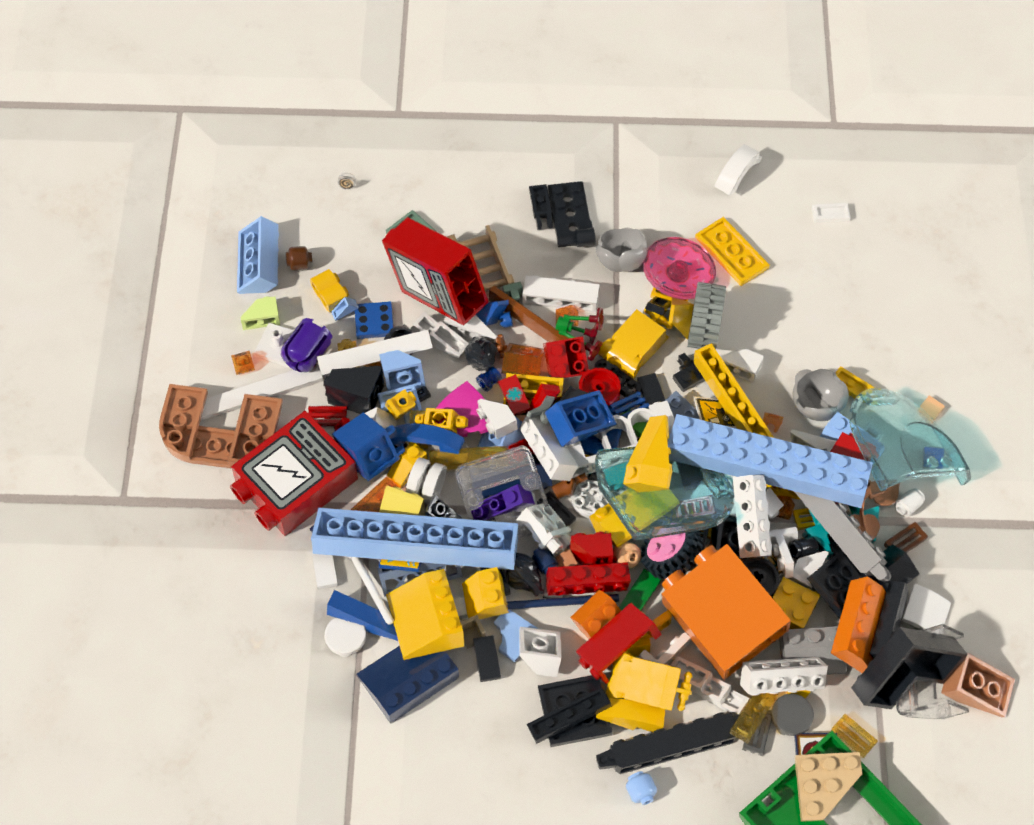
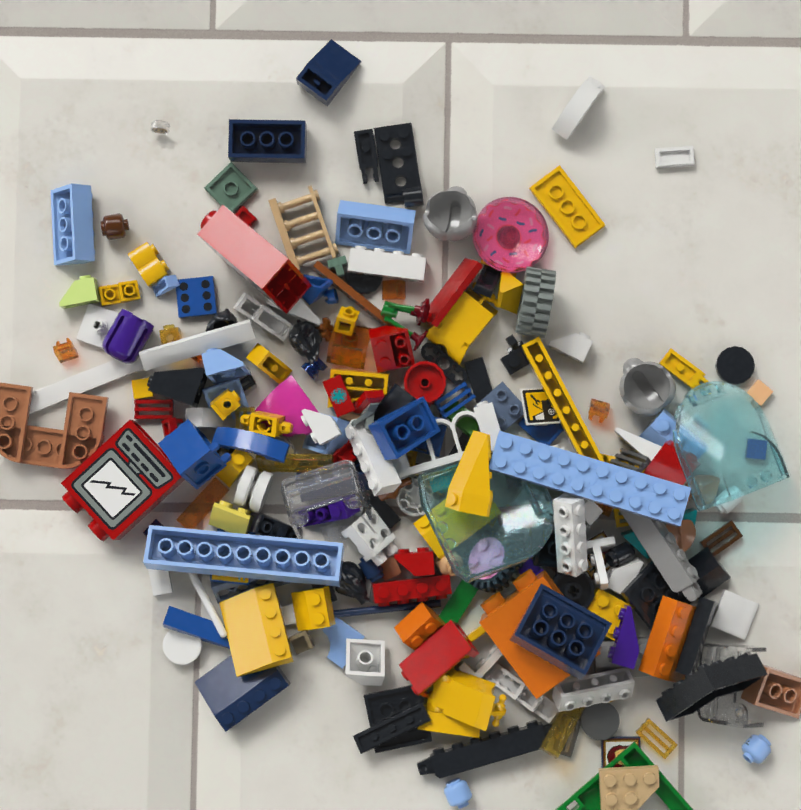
camera: 10 degrees right, 25 degrees up
(293, 316) = (119, 293): none -> yellow slope
(316, 397) = (140, 389): none -> yellow tile
(443, 373) = (269, 363): none -> yellow slope
(447, 190) = (267, 141): none -> dark blue brick
(486, 658) = (315, 668): black slope -> none
(503, 141) = (327, 72): none -> dark blue slope
(521, 337) = (346, 315): none -> yellow brick
(544, 311) = (363, 283): none -> black tile
(548, 260) = (374, 226): none -> light blue slope
(624, 312) = (452, 290): none -> red tile
(747, 595) = (561, 632): none -> dark blue slope
(816, 625) = (626, 646): none -> dark purple slope
(905, 382) = (735, 365): none -> black tile
(963, 744) = (756, 749): none -> light blue head

